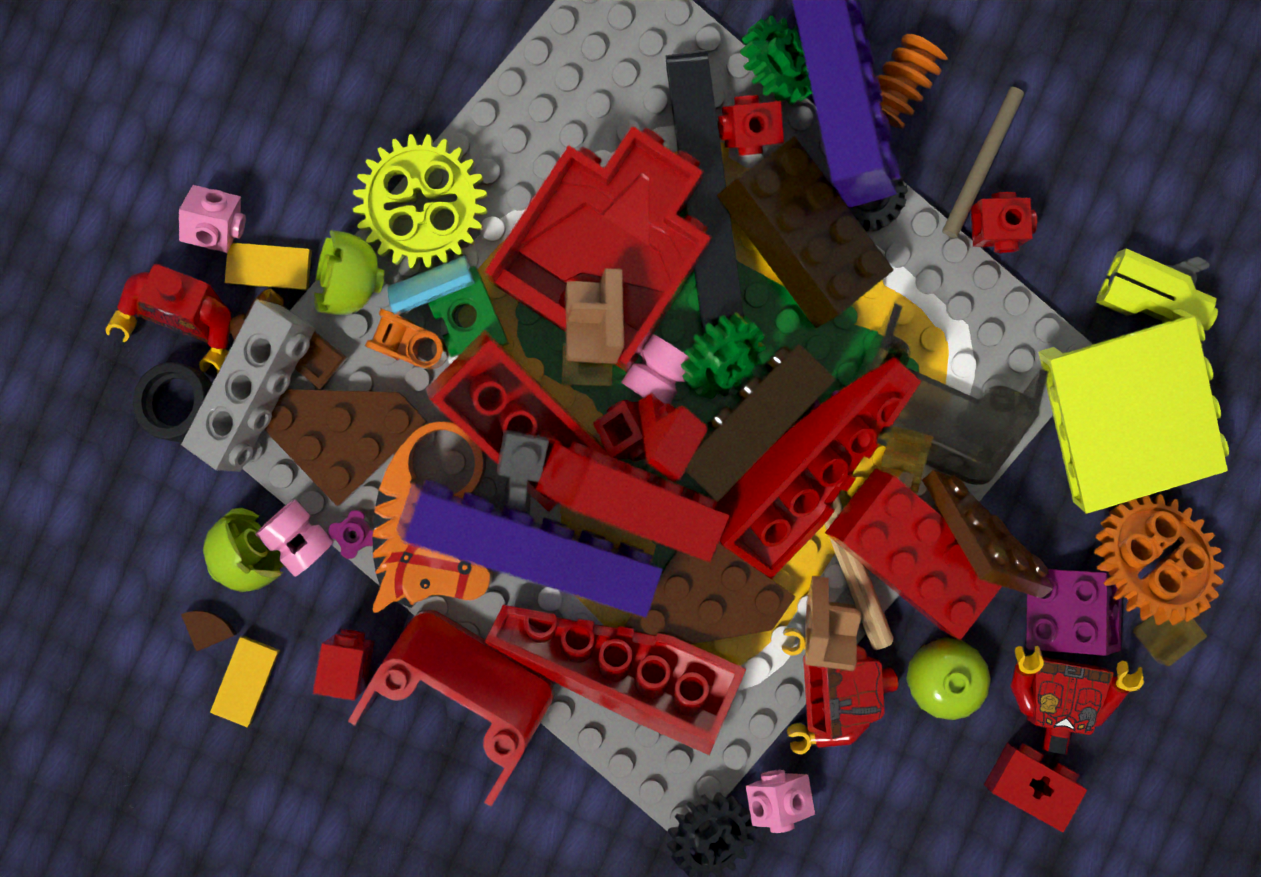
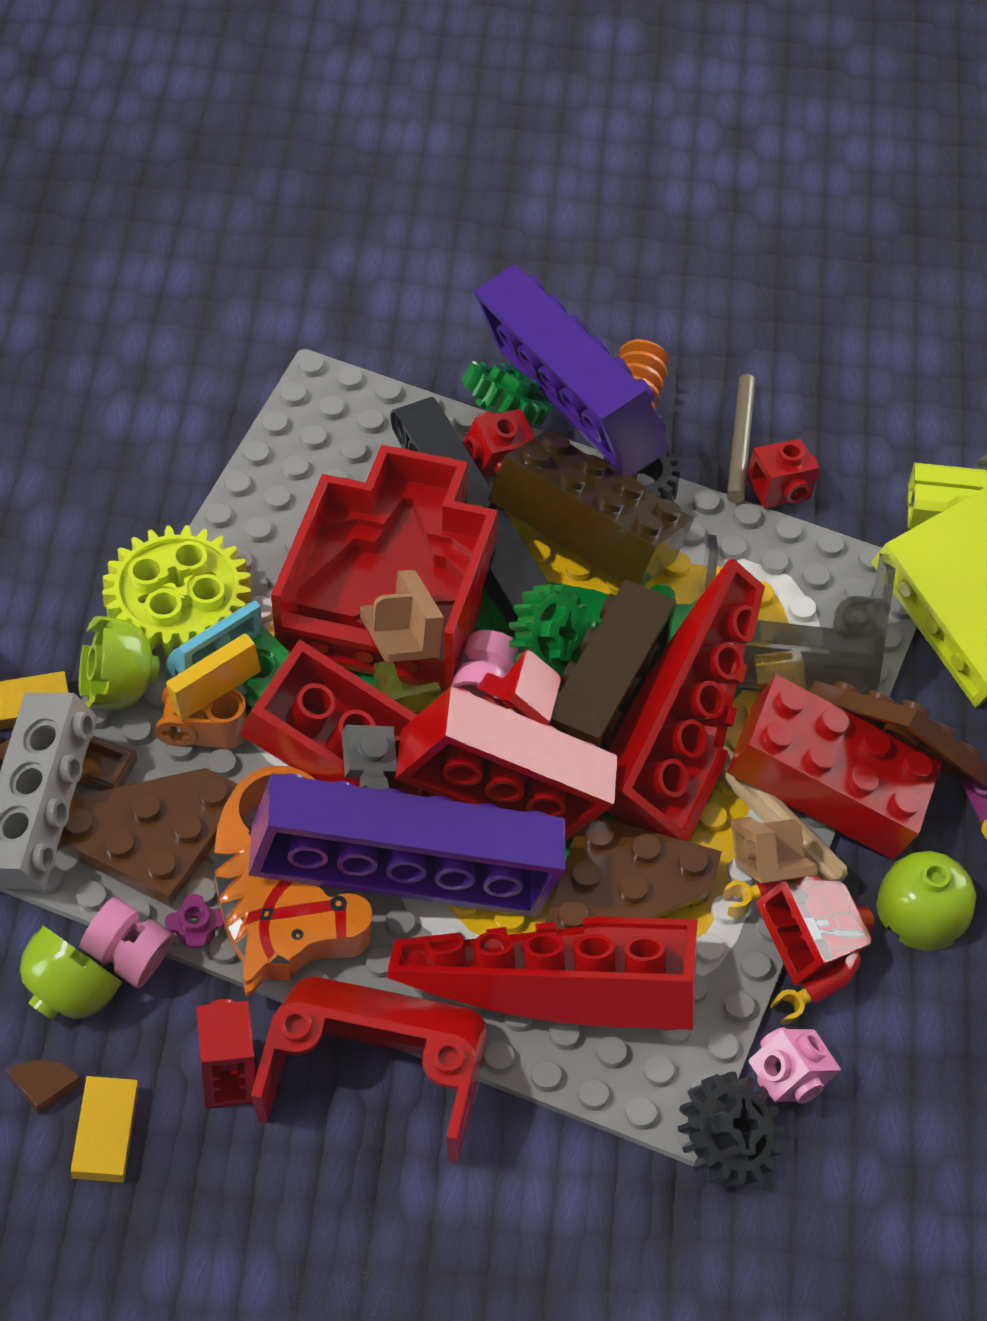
camera: 20 degrees left, 35 degrees down
(417, 329) = (213, 676): none -> yellow tile

